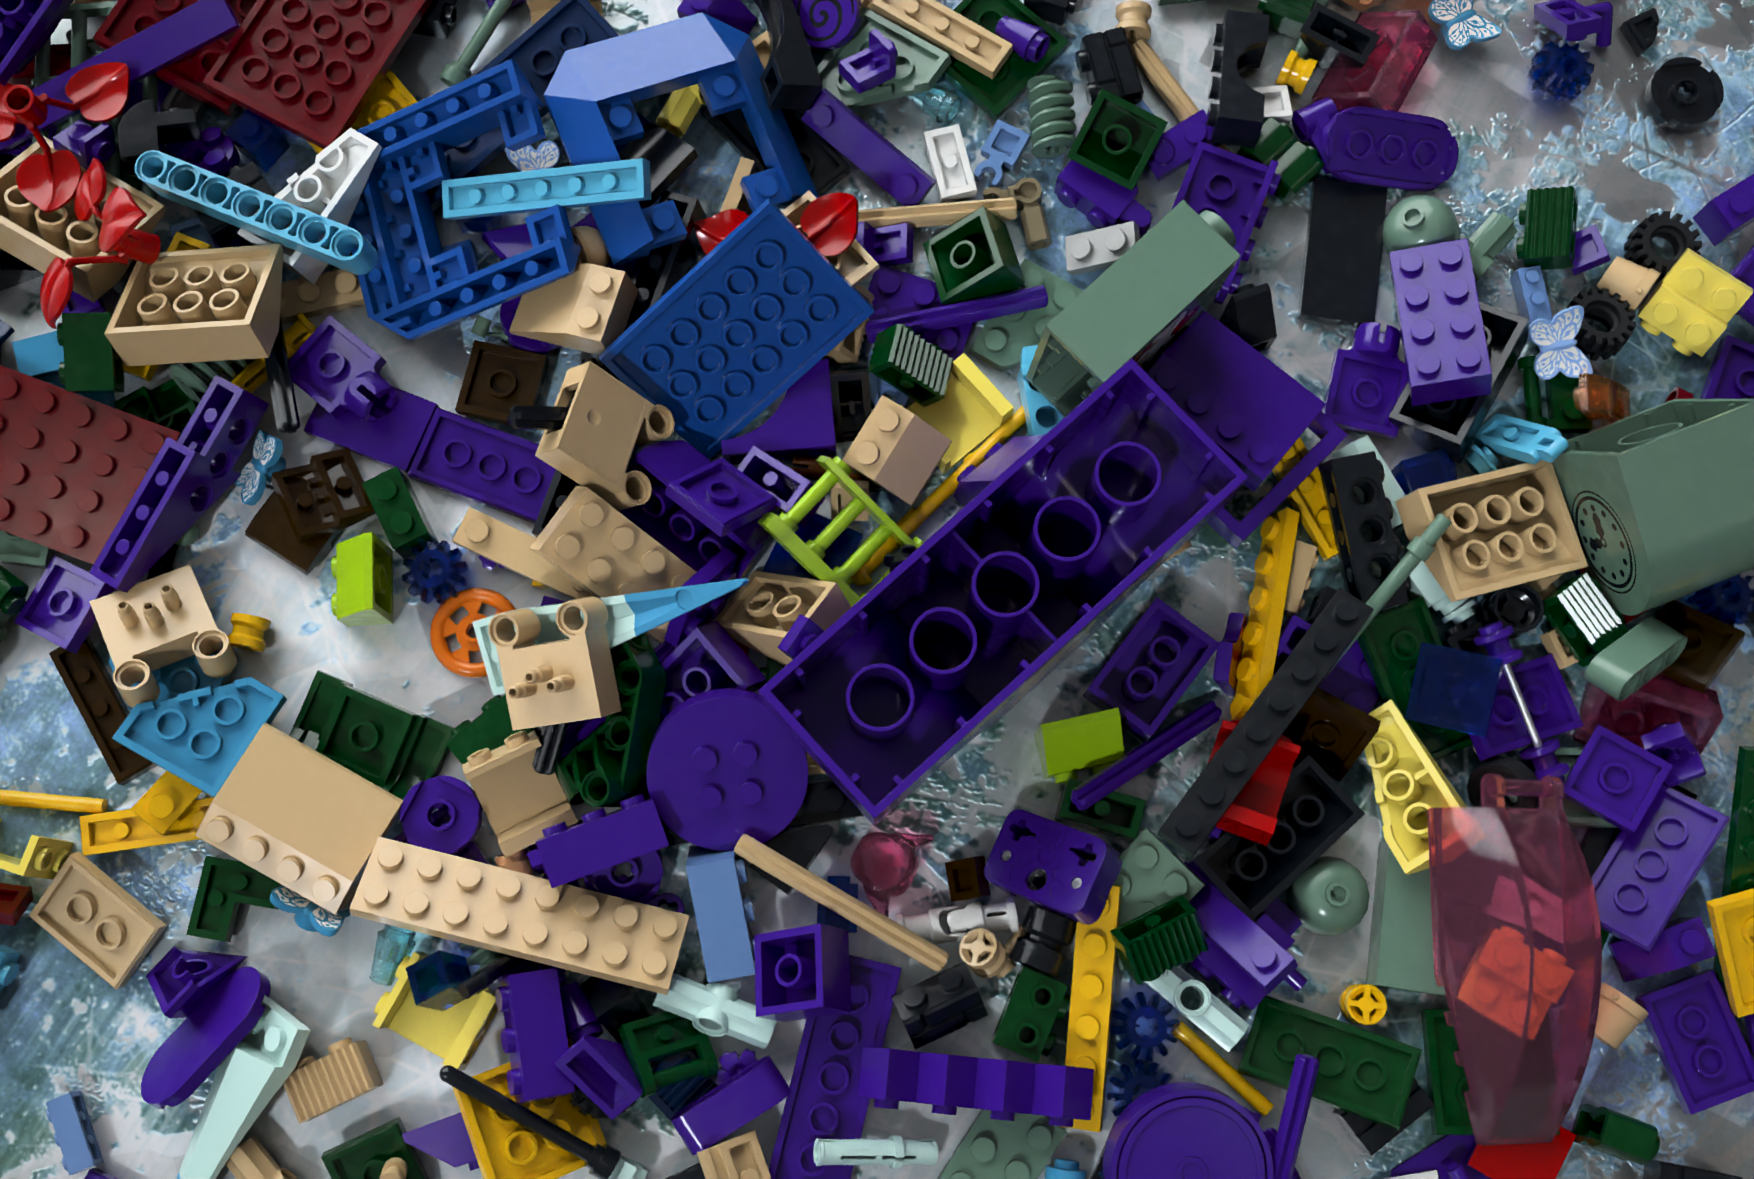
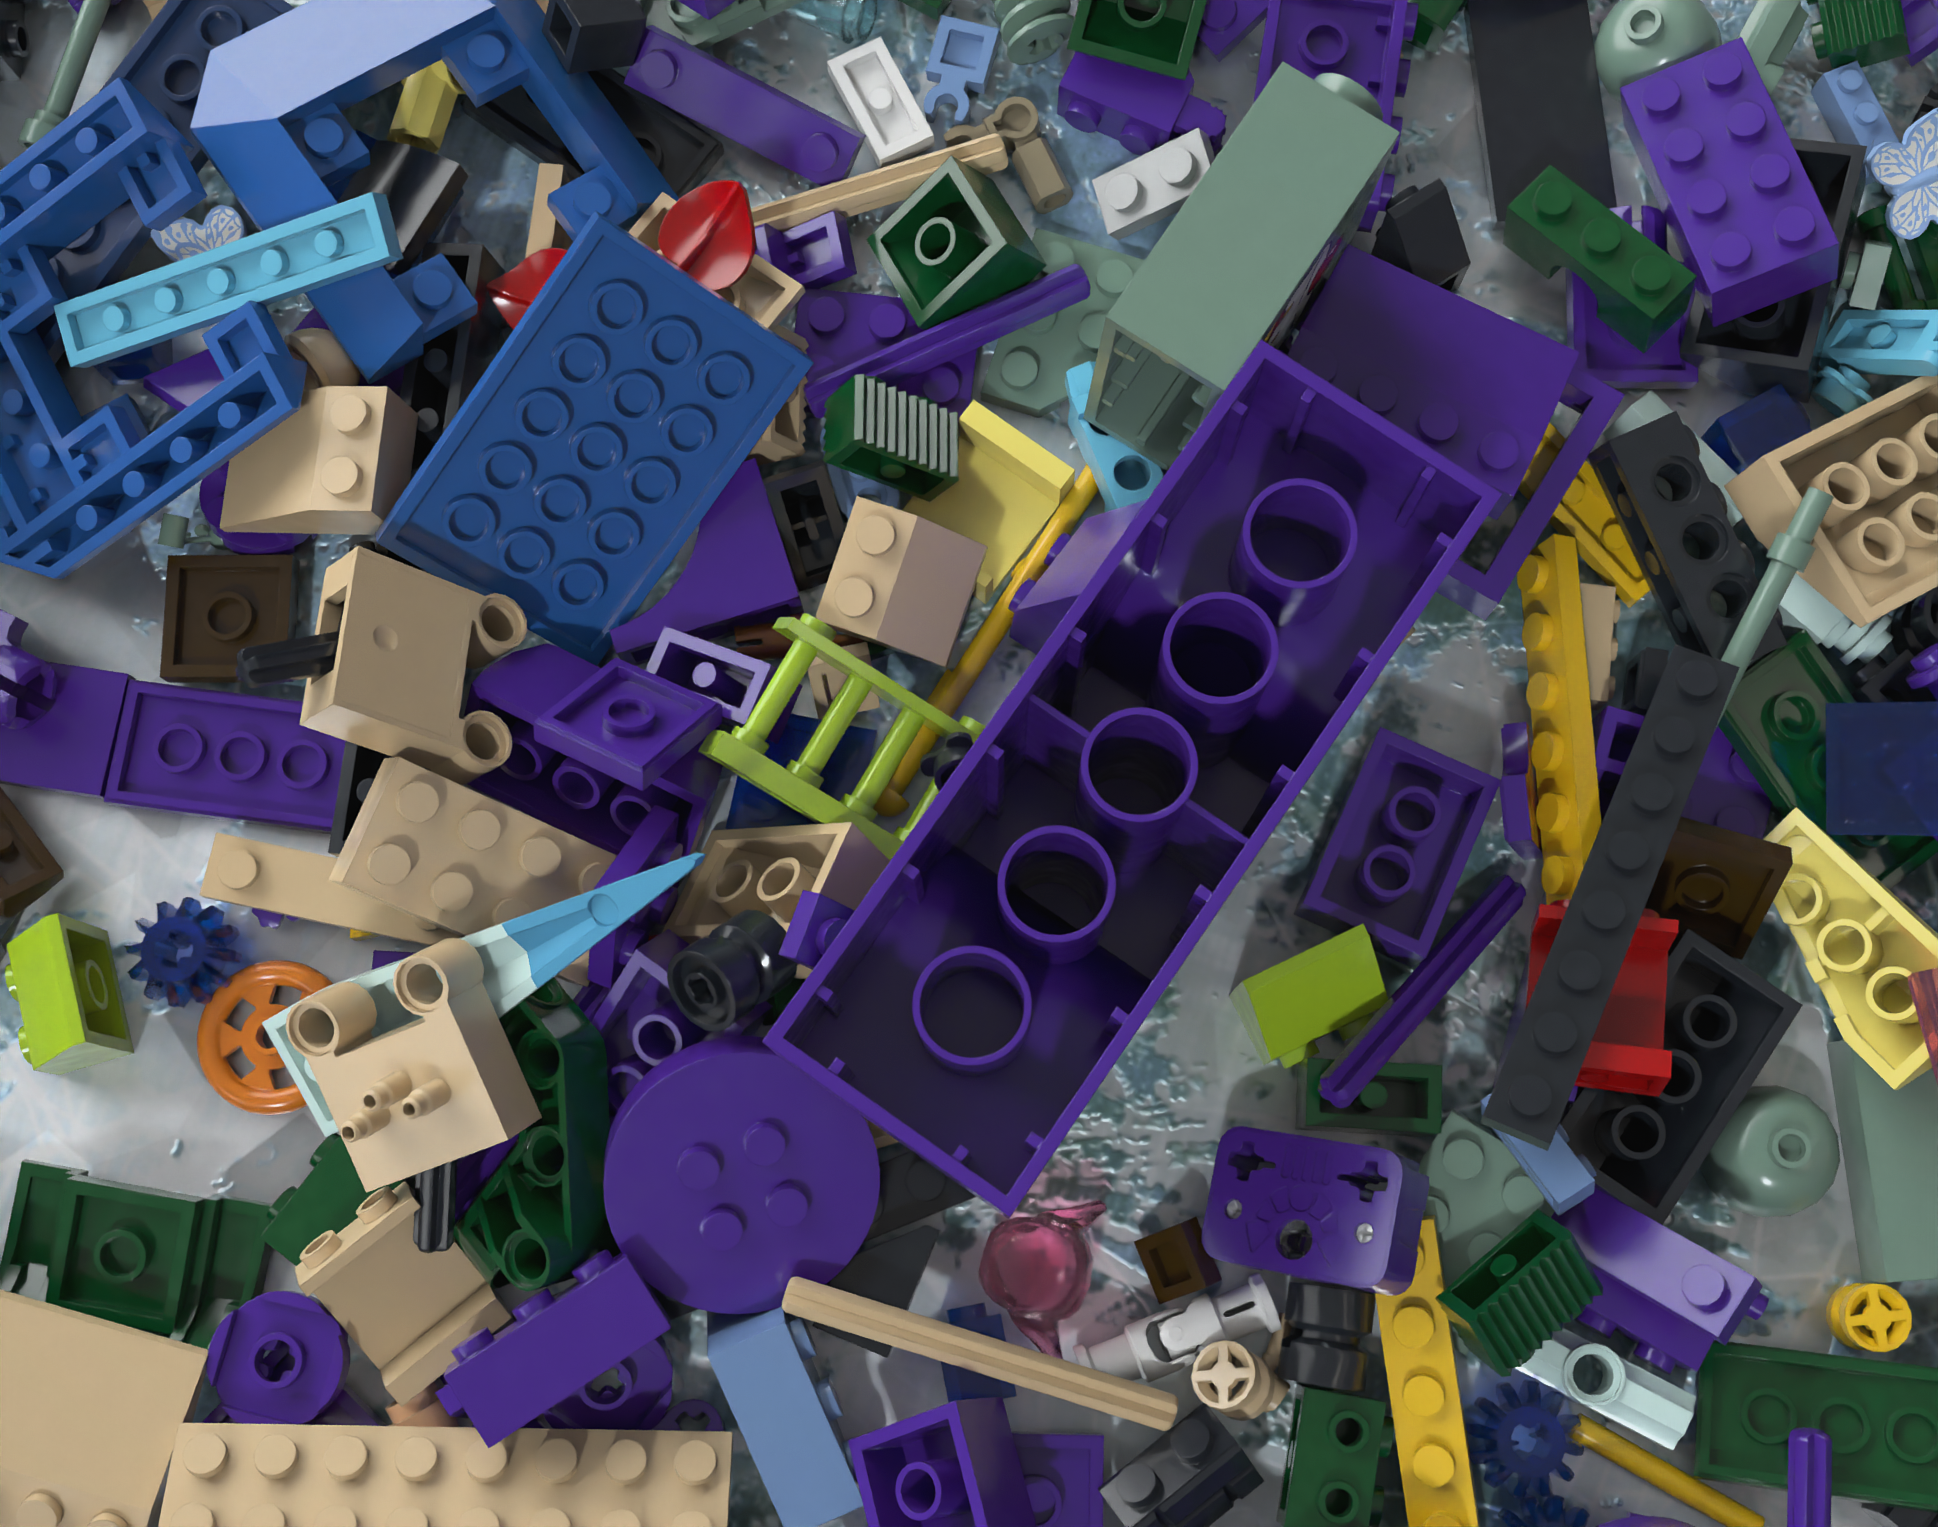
camera: 10 degrees left, 0 degrees up
(399, 511) = (102, 866): dark green brick -> none
(748, 651) = (730, 970): none -> black wheel
(1195, 872) = (1556, 1172): none -> medium blue piece
(1278, 923) = (1703, 1218): dark purple bracket -> none
(1368, 366) = (1634, 280): none -> dark green arch
(1512, 394) = (1865, 273): none -> sand green plate

